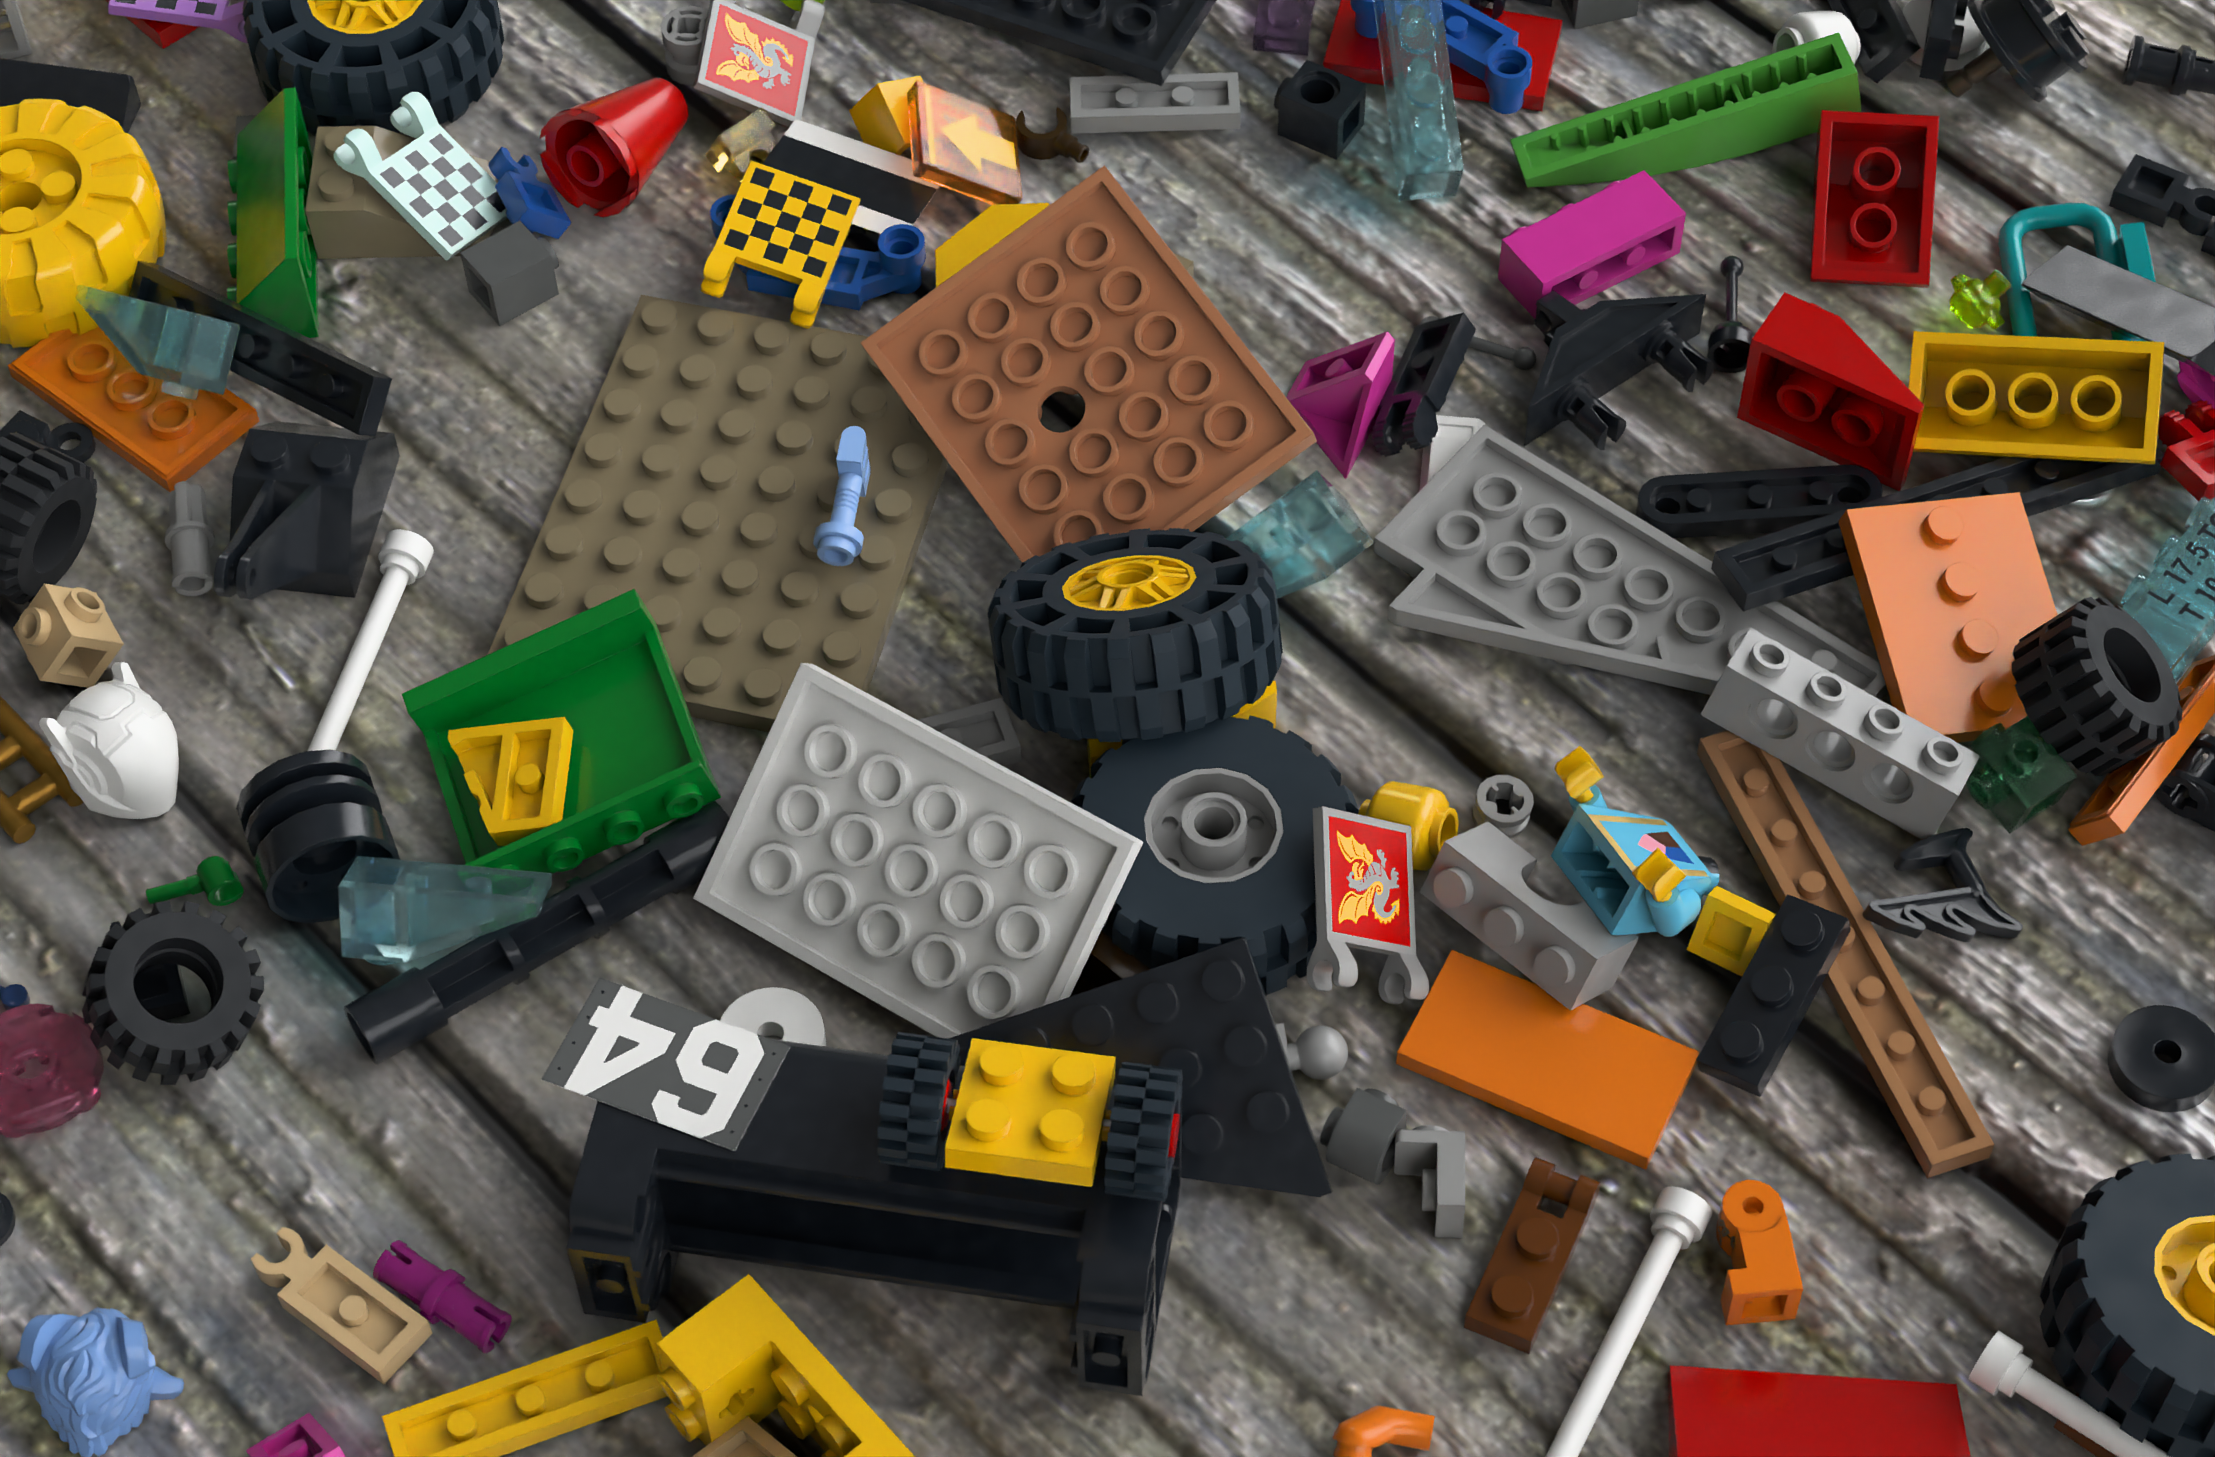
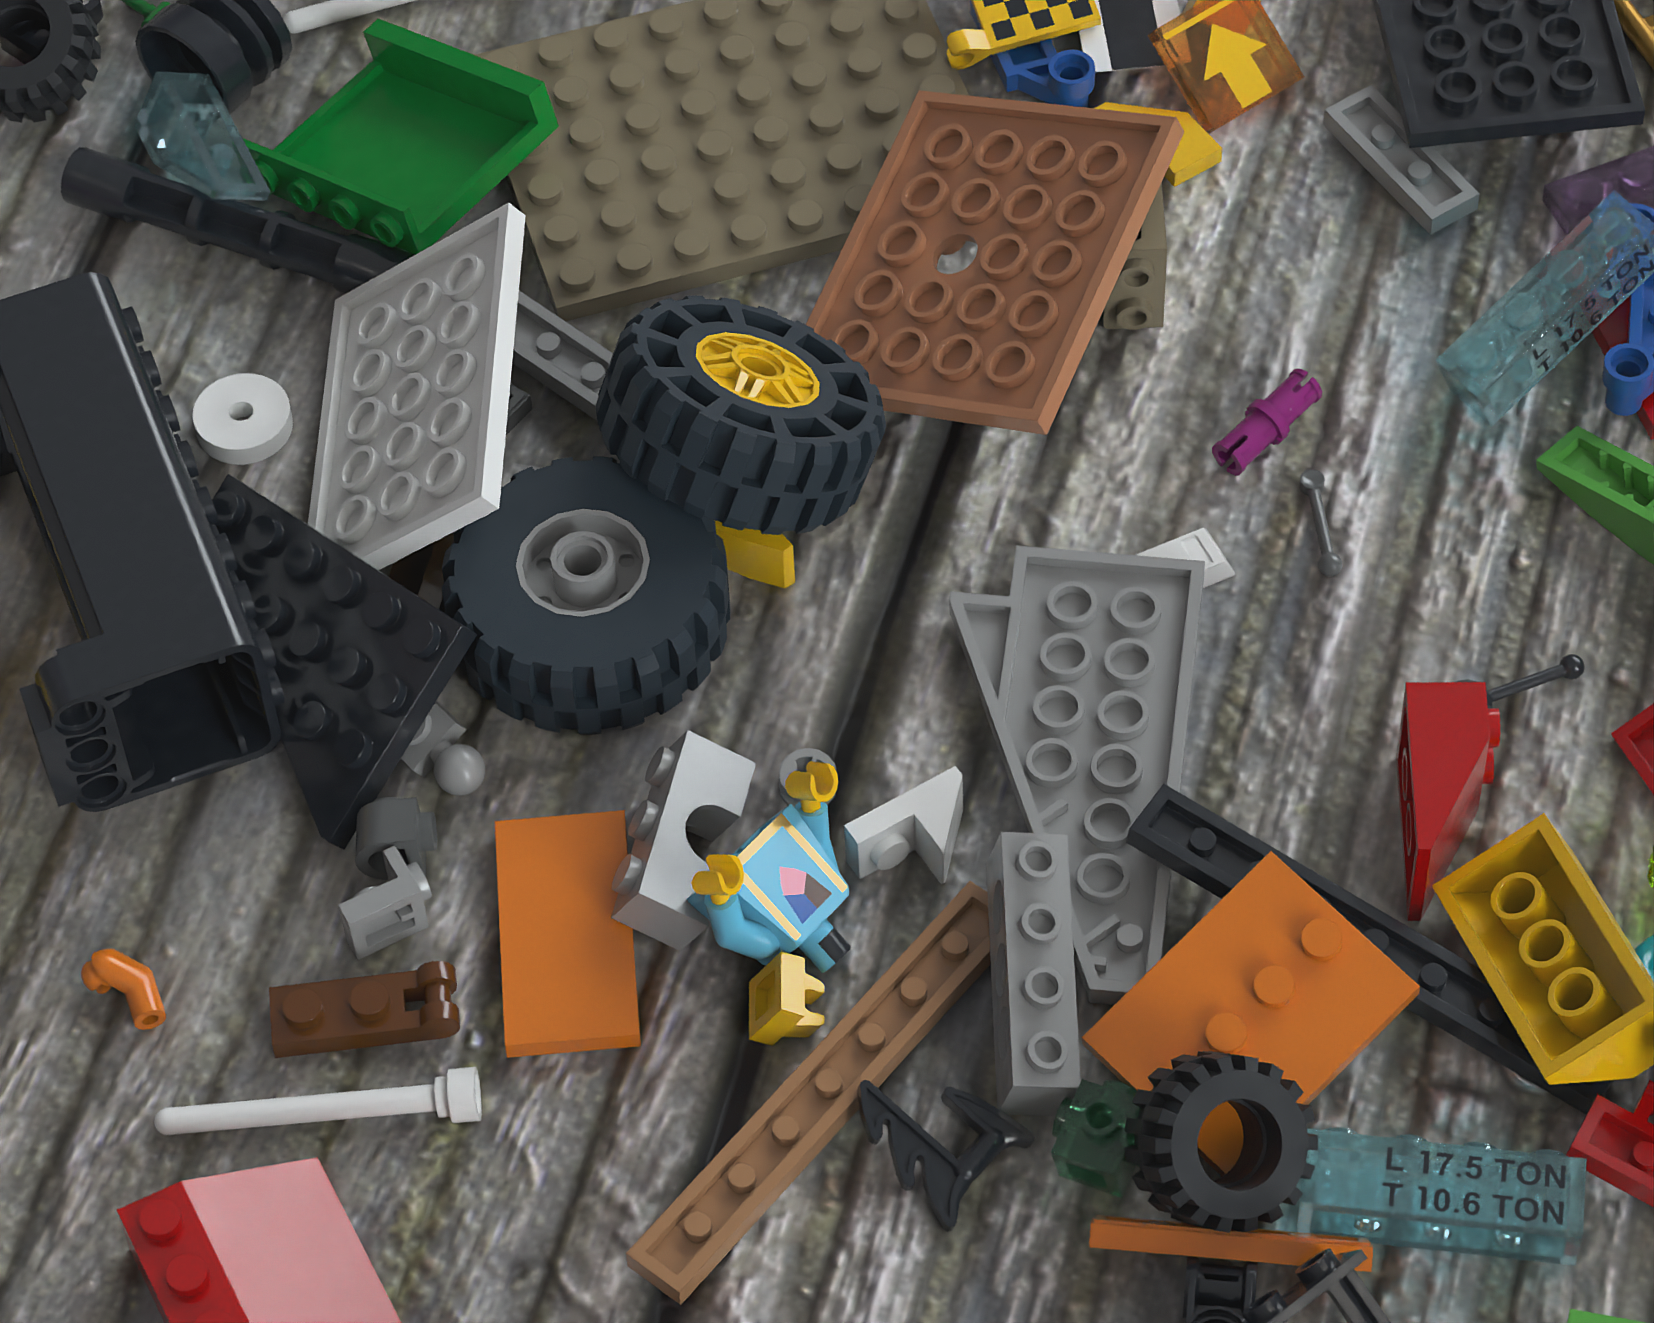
camera: 60 degrees right, 0 degrees up
(516, 773) = (354, 129): yellow wing -> none
(666, 1063) = (71, 316): sticker -> none
(839, 540) = (802, 162): light blue hinge -> none
(1029, 1114) = (130, 539): plate -> none
(1050, 144) = (1299, 119): dark brown piece -> none
(1305, 534) = (959, 490): clear light blue slope -> none
(1320, 109) = (1487, 267): black brick -> none
(1342, 396) = (1166, 461): dark pink slope -> none
(1357, 314) = (1267, 421): none -> magenta pin
(1364, 903) = (601, 700): flag -> none
(1421, 384) = (1220, 499): black hinge -> none
(1422, 809) = (727, 711): yellow head -> none
(1592, 243) = (1493, 543): dark pink brick -> none
(1602, 349) = (1360, 607): black connector -> none
(1624, 743) = (917, 820): none -> white slope
(1752, 499) = (1287, 803): black plate -> none
(1765, 1268) = (457, 1167): orange leg -> none
(1773, 995) = (729, 1058): black plate -> none

